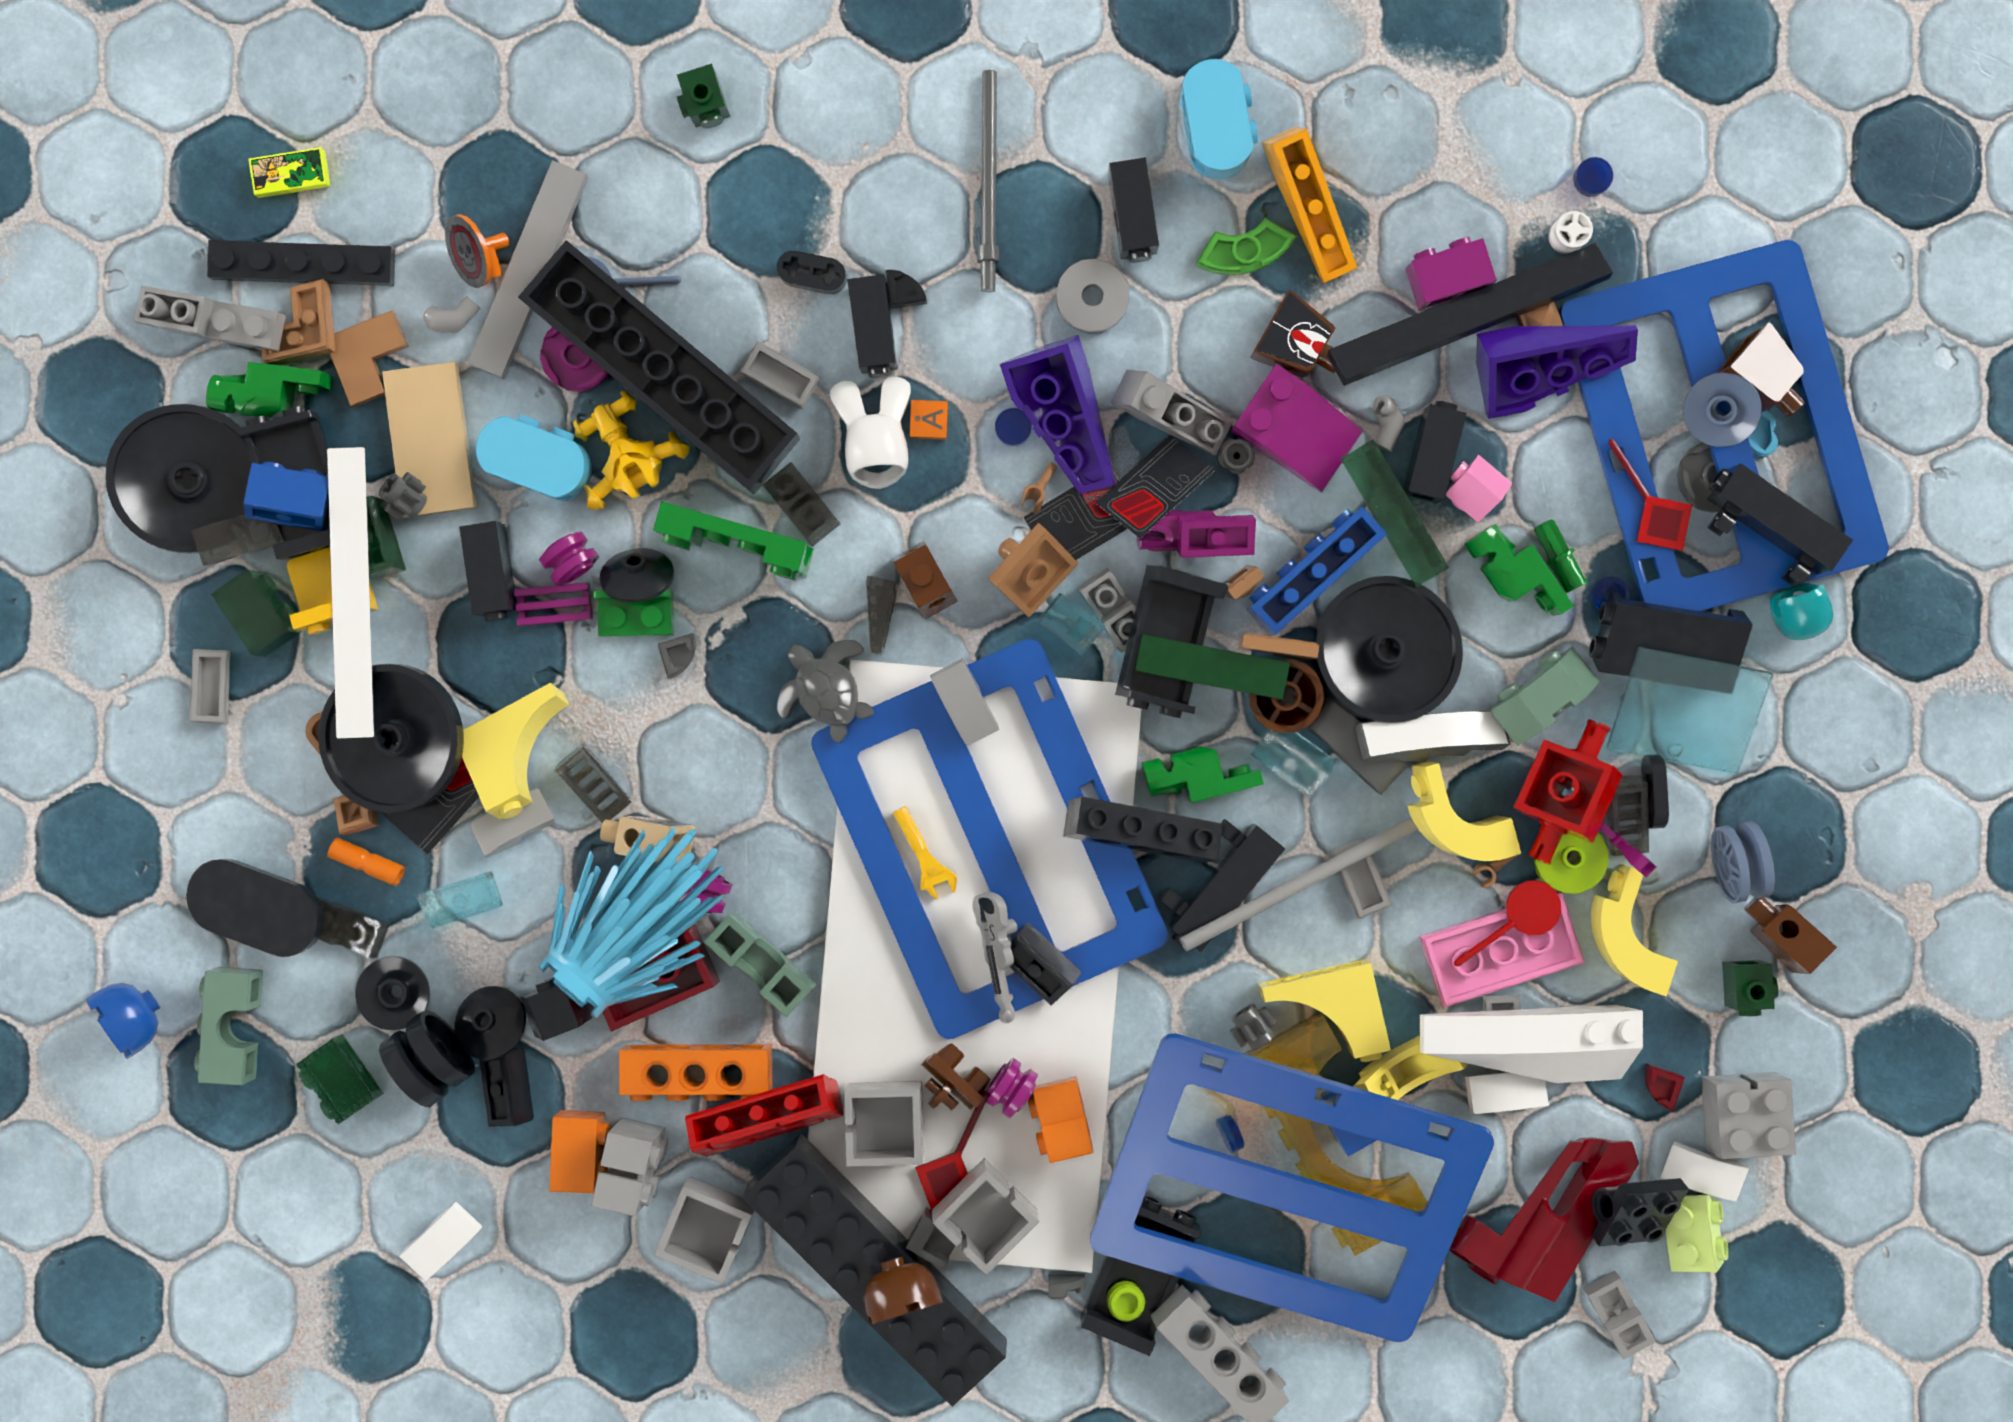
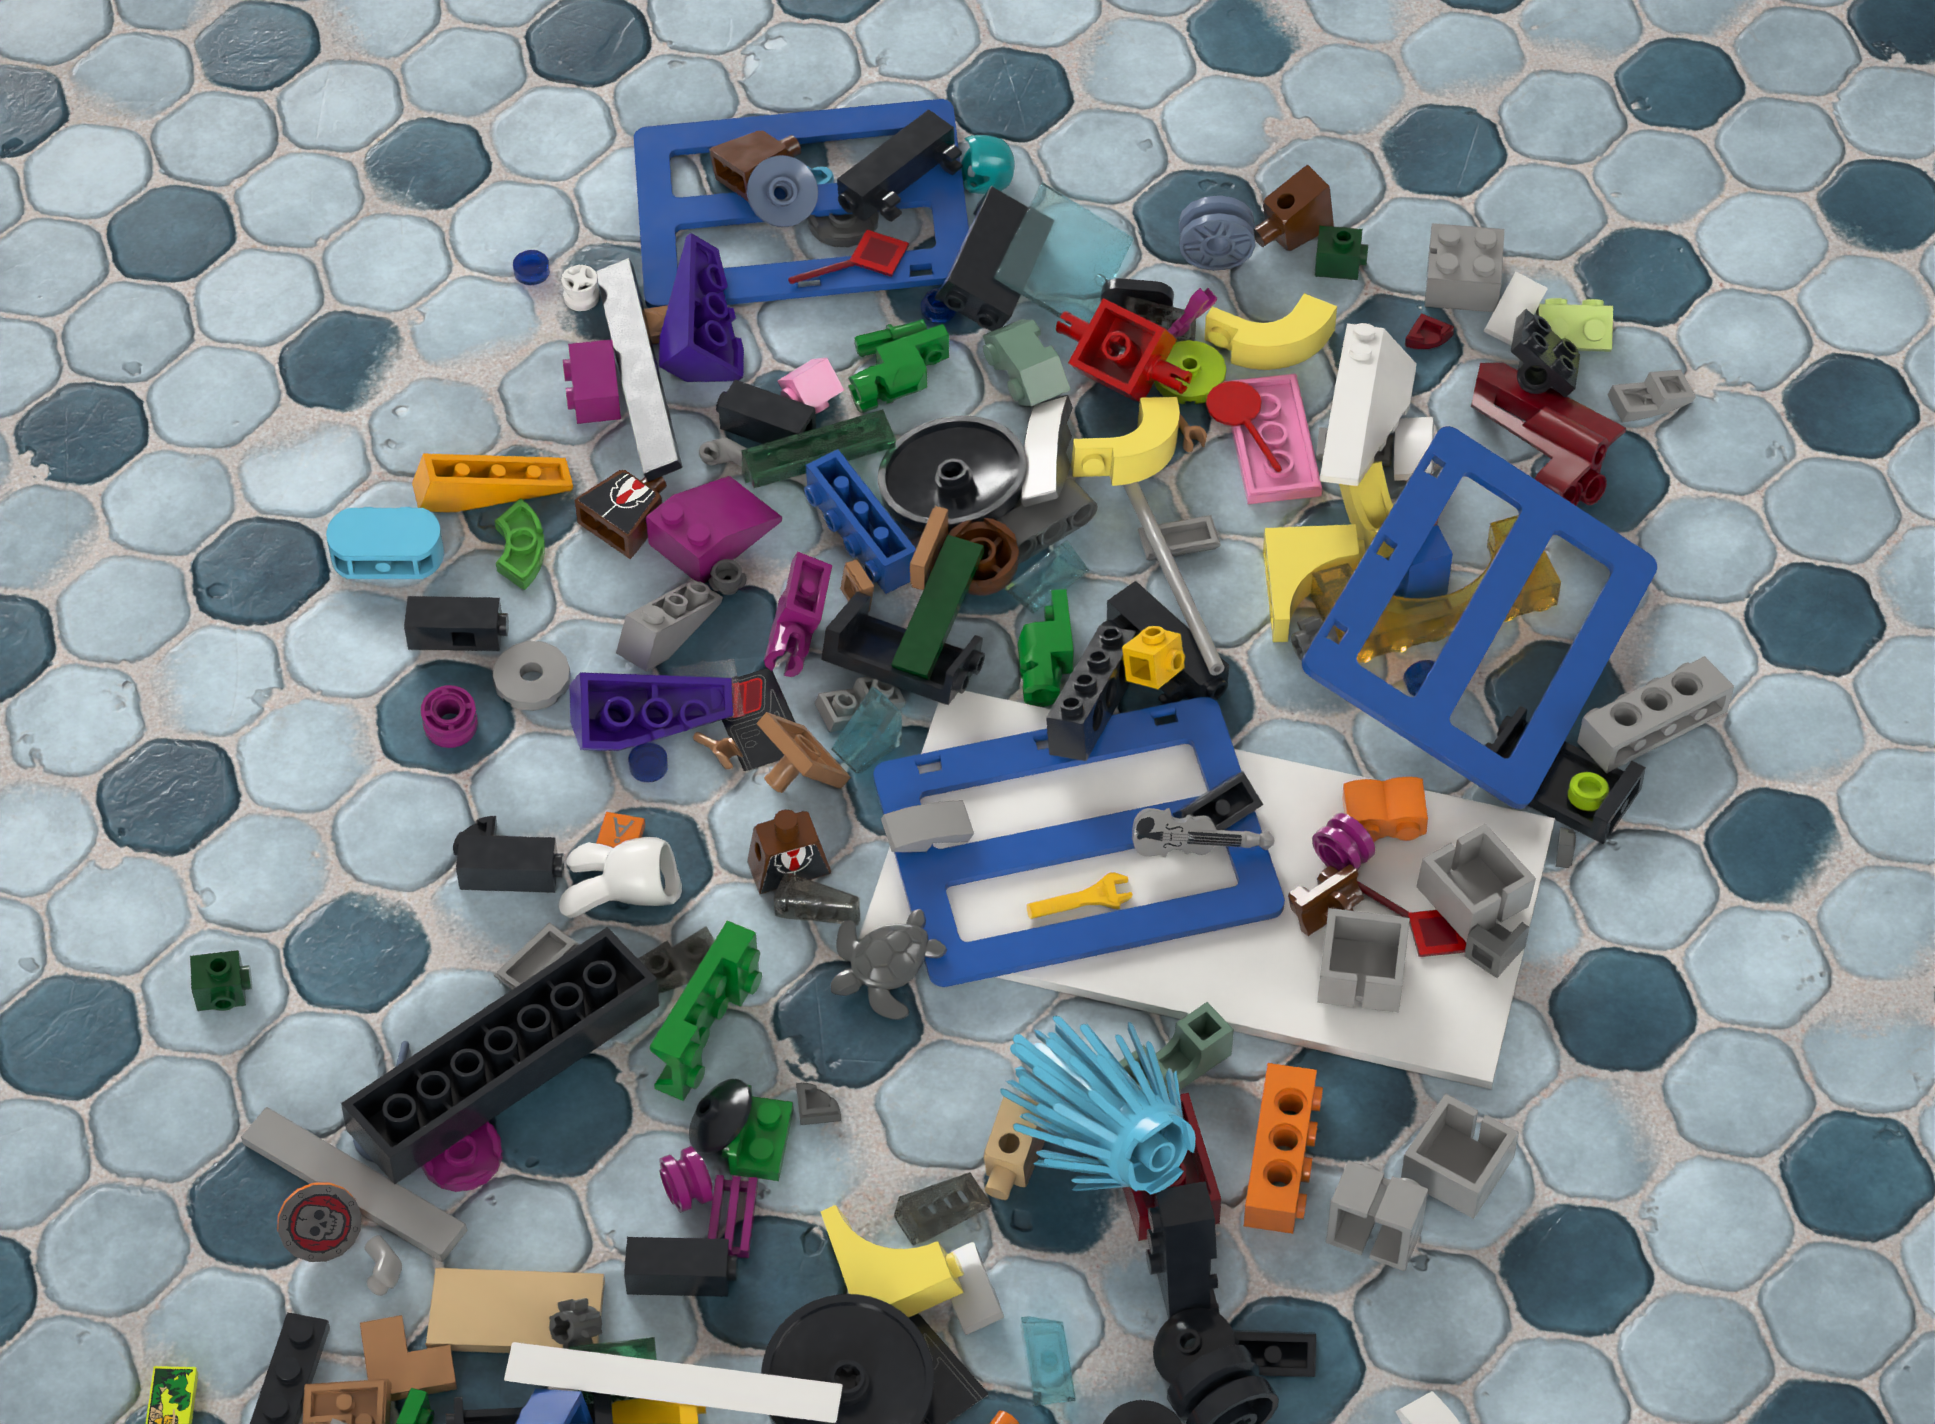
camera: 85 degrees left, 35 degrees down
(534, 457) = (565, 1202): medium azure brick -> none
(577, 1150) = (1355, 1278): orange brick -> none
(630, 461) = (594, 1109): yellow piece -> none
(764, 1115) = (1339, 1075): red brick -> none
(813, 263) = (428, 912): black beam -> none
(847, 1243) = (1521, 998): black brick -> none
(900, 1290) = (1538, 939): reddish brown cylinder -> none
(988, 250) = (460, 756): dark grey bar -> none
(1013, 219) = (445, 701): none -> magenta wheel
(1155, 486) = (742, 641): black sticker -> none
(1186, 883) = (1153, 657): none -> yellow brick

